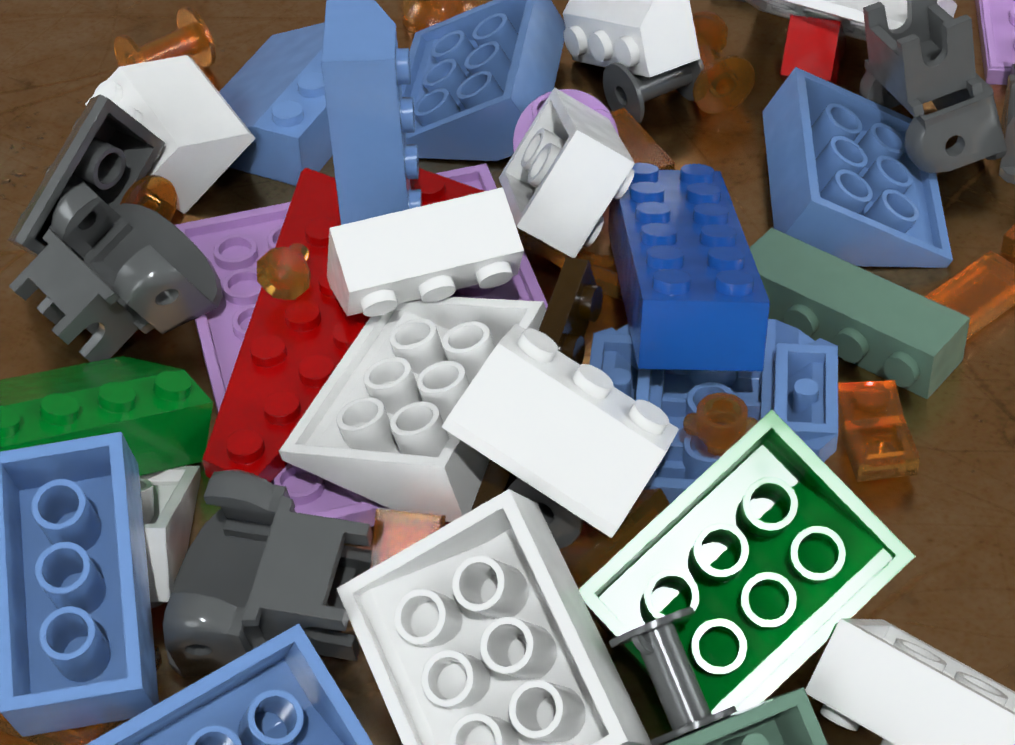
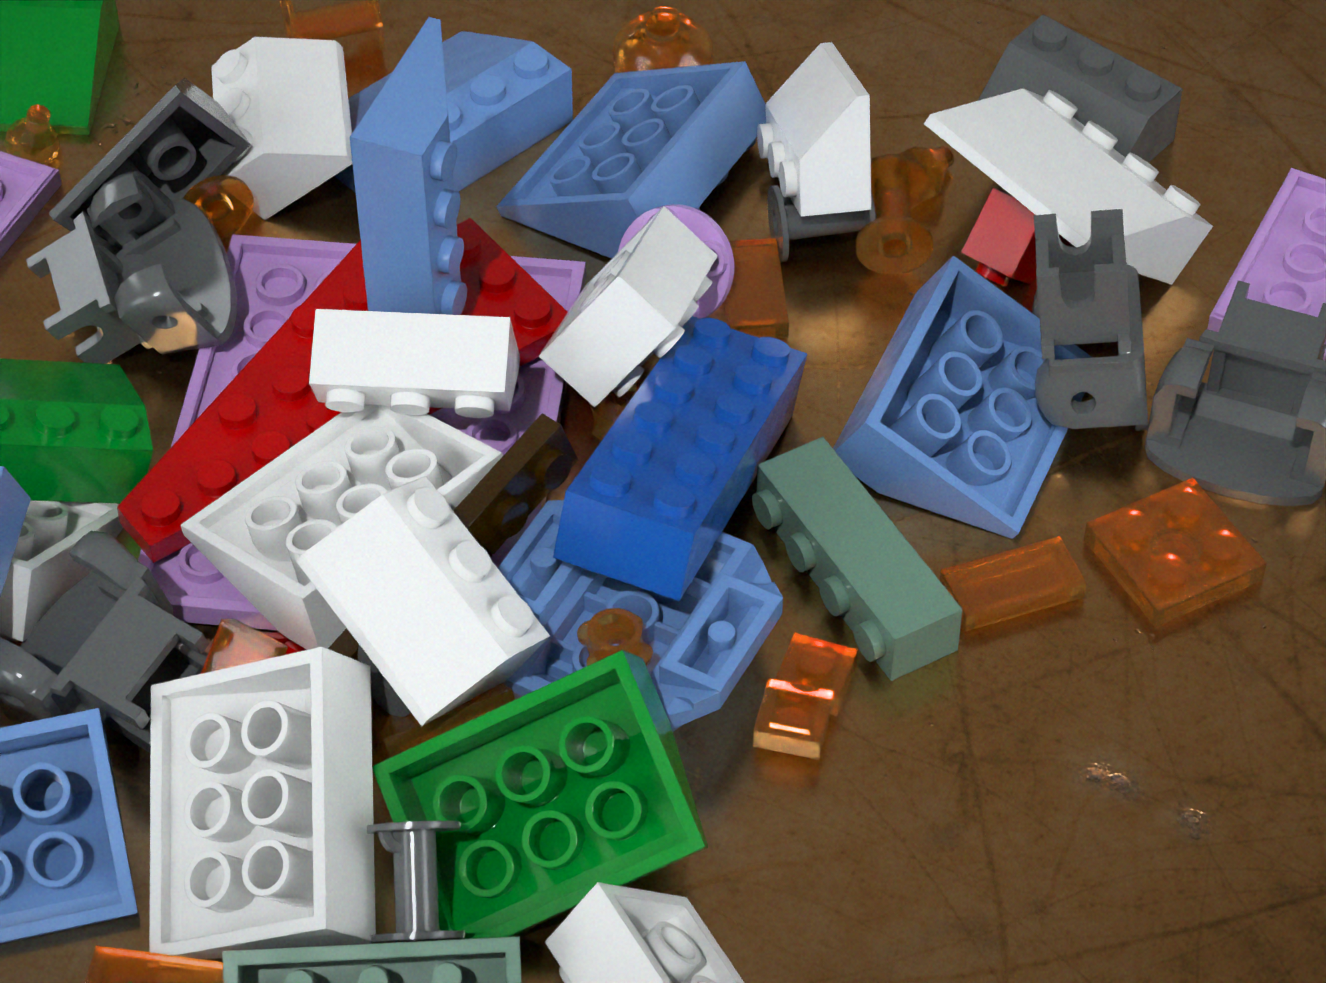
camera: 20 degrees right, 5 degrees up
(284, 271) = (288, 330): clear orange rock -> none

